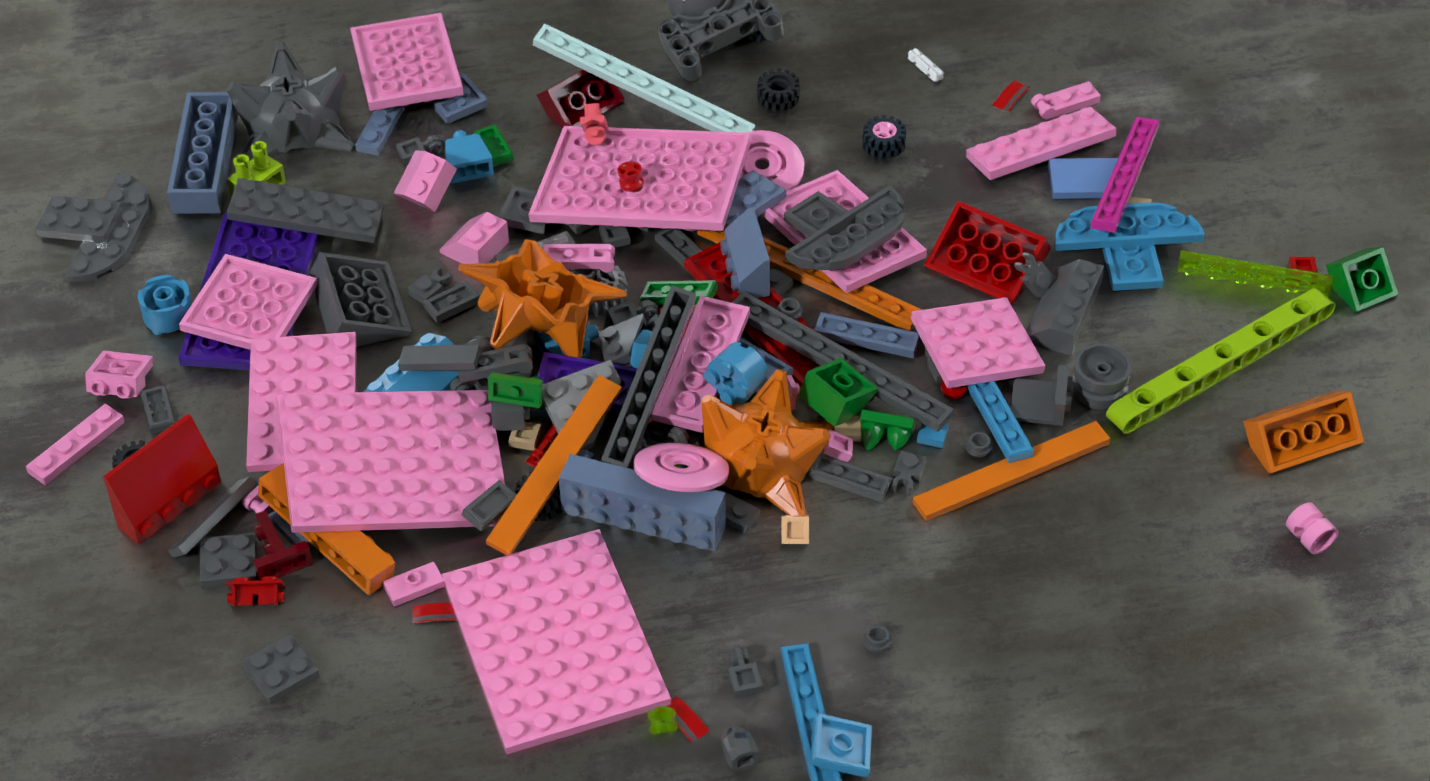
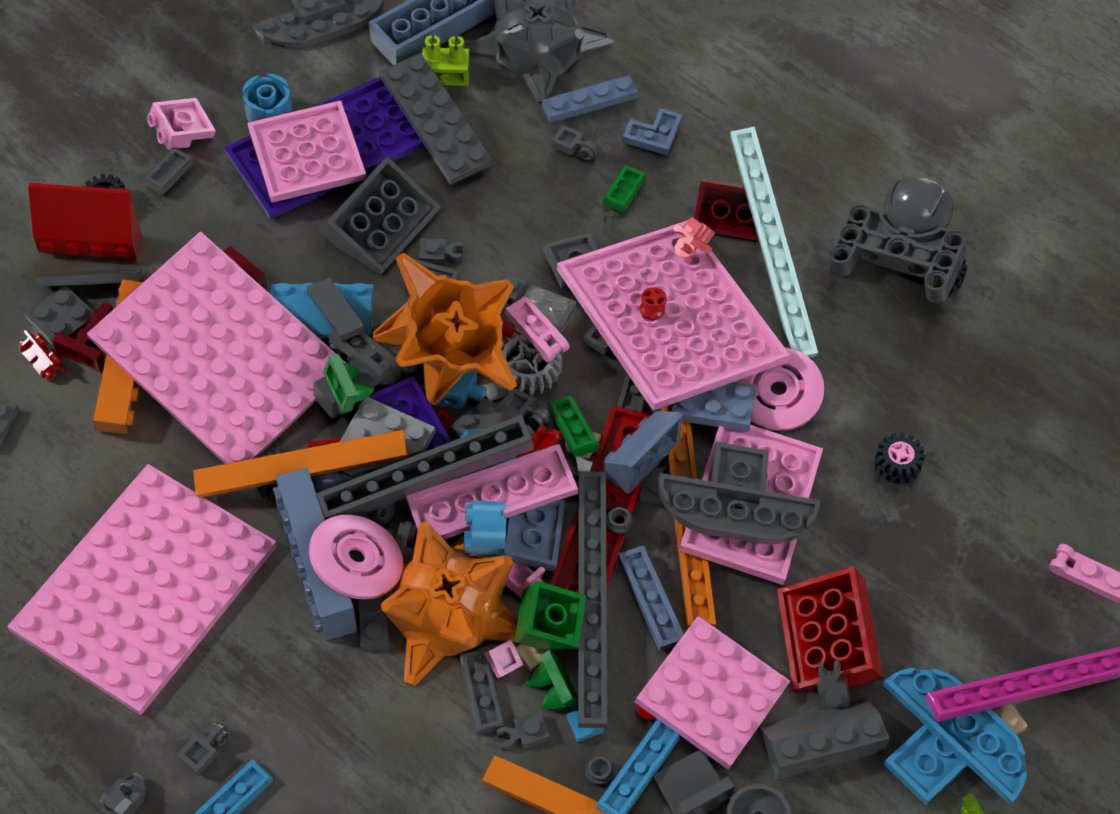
camera: 50 degrees right, 10 degrees up
(75, 444) = (99, 146): bright pink plate -> none
(292, 366) = (255, 231): bright pink plate -> none
(406, 61) = (655, 69): bright pink plate -> none
(413, 584) = (126, 451): bright pink plate -> none
(425, 180) = (536, 172): bright pink slope -> none
(433, 612) = (110, 483): red sticker -> none
(468, 156) = (591, 179): dark azure torso -> none
(477, 240) = (509, 251): bright pink slope -> none
(489, 505) = (228, 448): dark grey tile -> none
(526, 438) = (331, 427): tan plate -> none
(659, 714) = (111, 713): clear neon green plate -> none
(687, 720) = (131, 736): red sticker -> none
(778, 80) = (876, 353): black tyre -> none
(795, 529) = (384, 686): light nougat plate -> none
(925, 65) = (1022, 432): white axle -> none
(1010, 95) = (1054, 524): red sticker -> none
(1040, 143) = (1013, 588): bright pink plate -> none
(1080, 177) = (1001, 645): medium blue tile -> none

